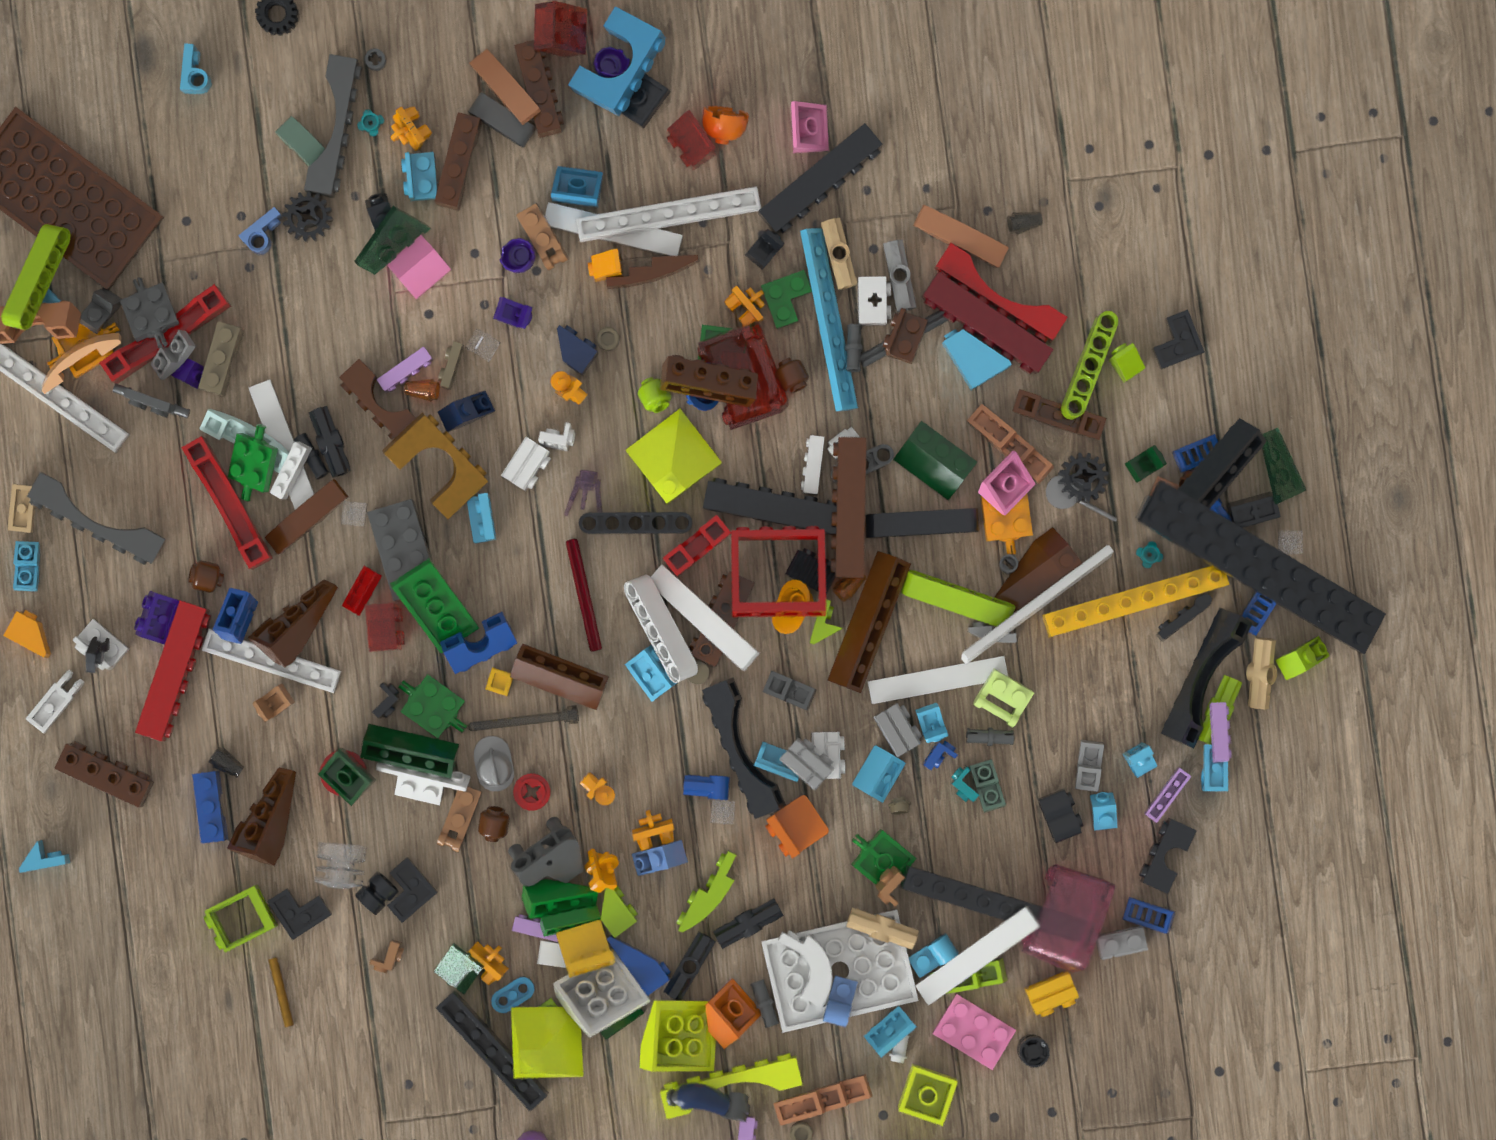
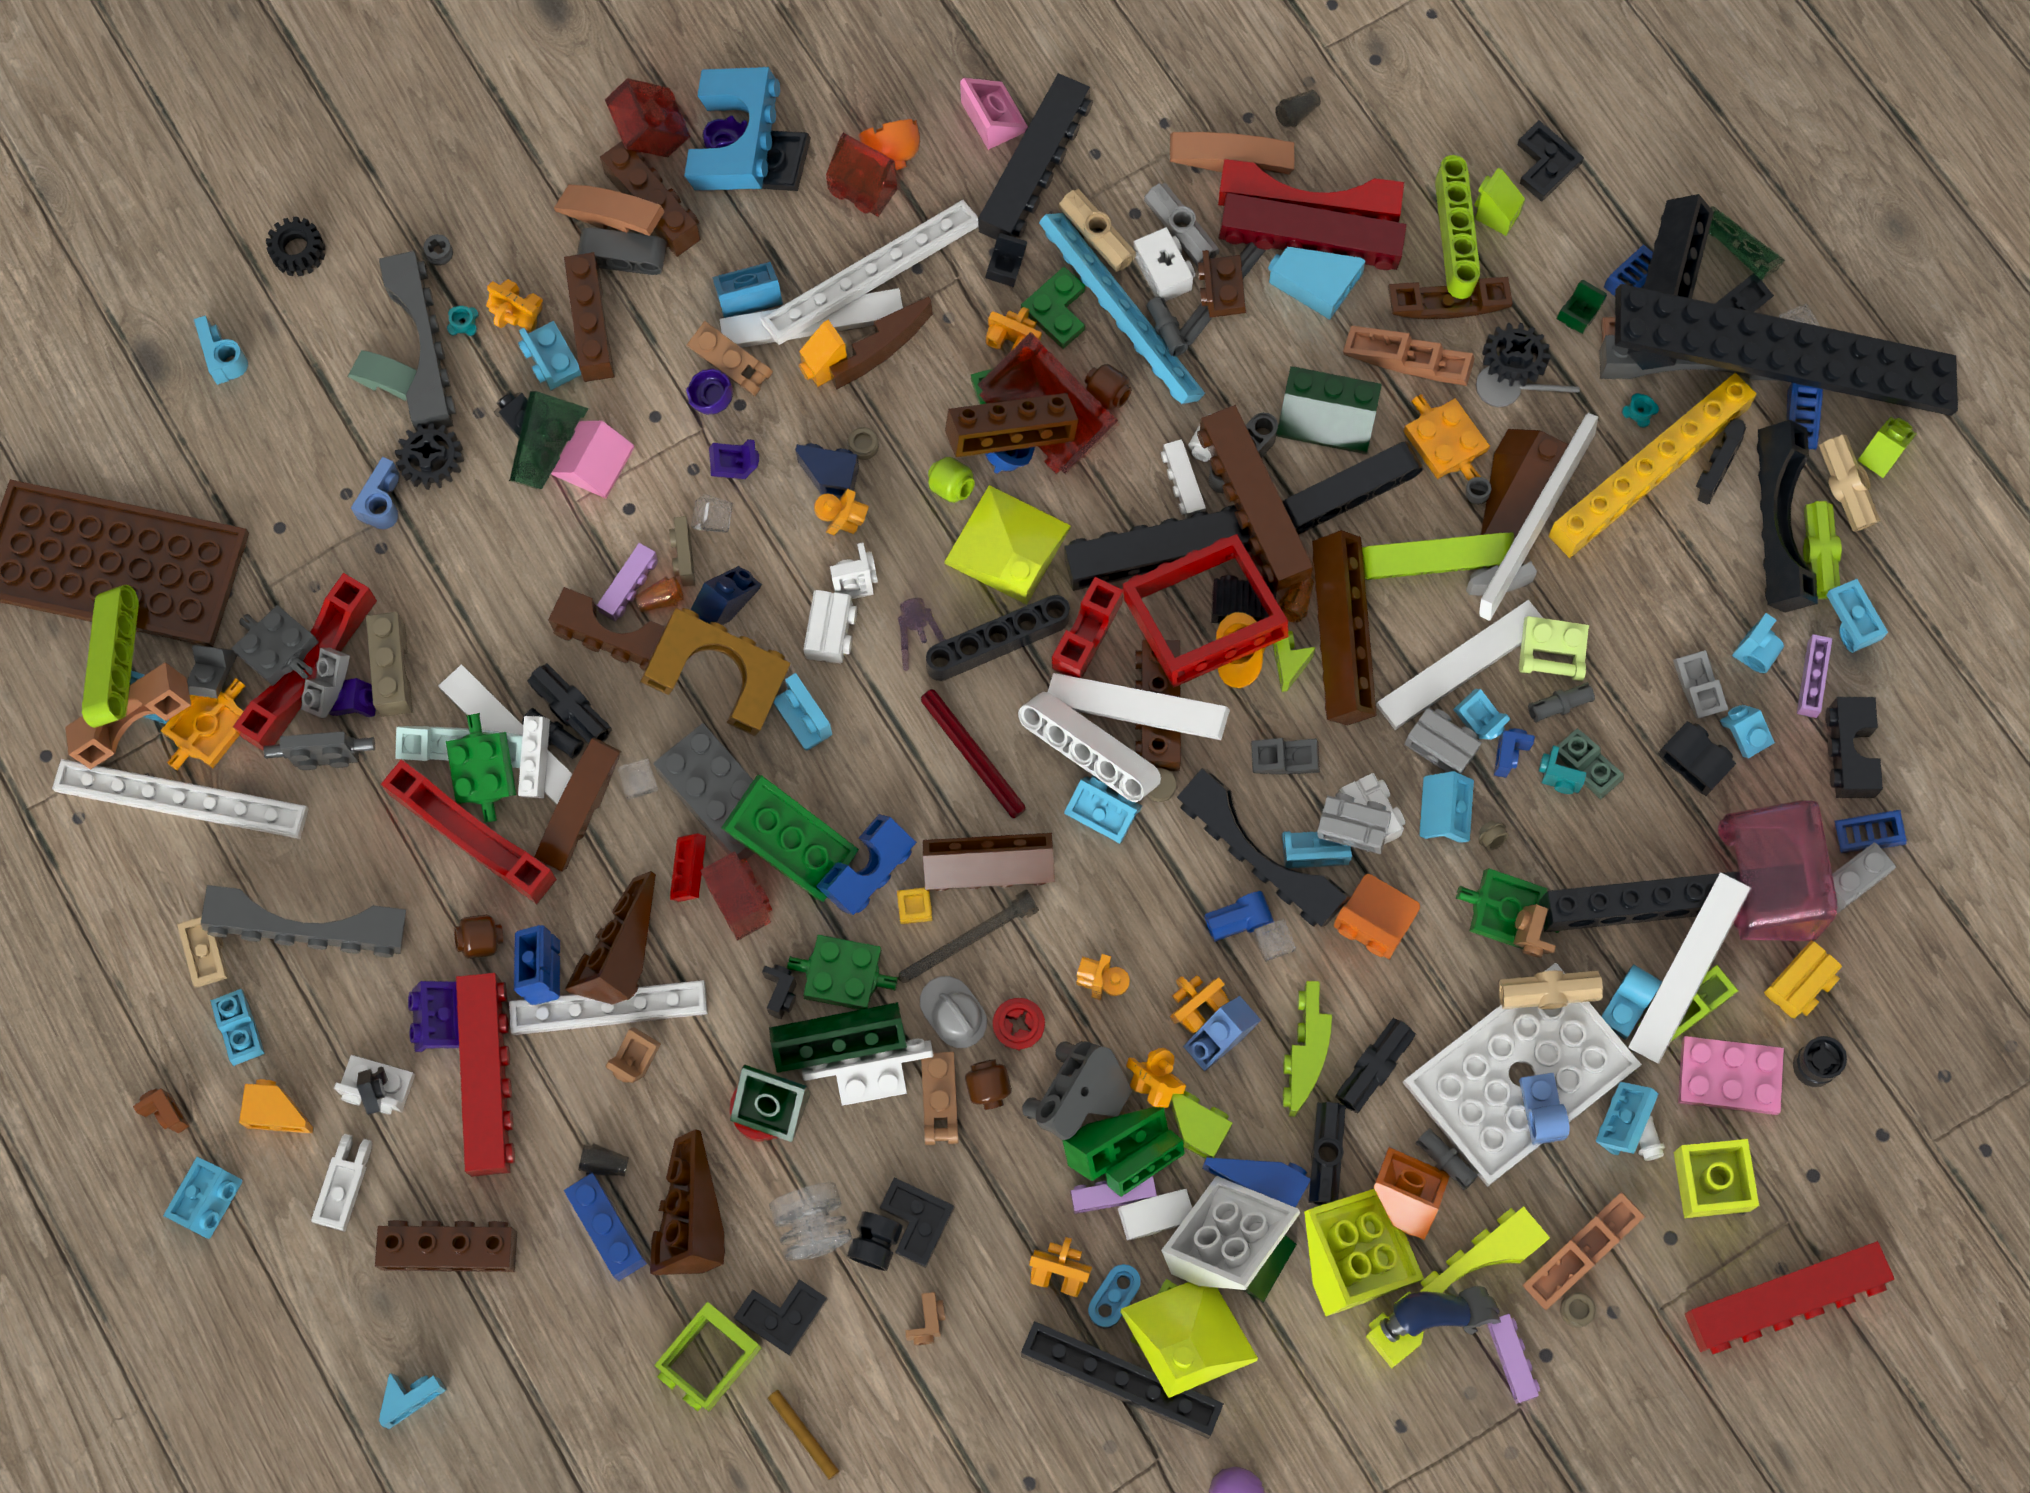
camera: 20 degrees left, 15 degrees down
(102, 343) = (182, 769): light nougat slope -> none
(459, 968) = (1027, 1292): clear green piece -> none
(585, 948) = (1183, 1187): yellow bracket -> none
(820, 977) = (1494, 1072): white arch -> none
(1007, 484) = (1429, 394): bright pink slope -> none
(1219, 732) = (1840, 566): lavender piece -> none

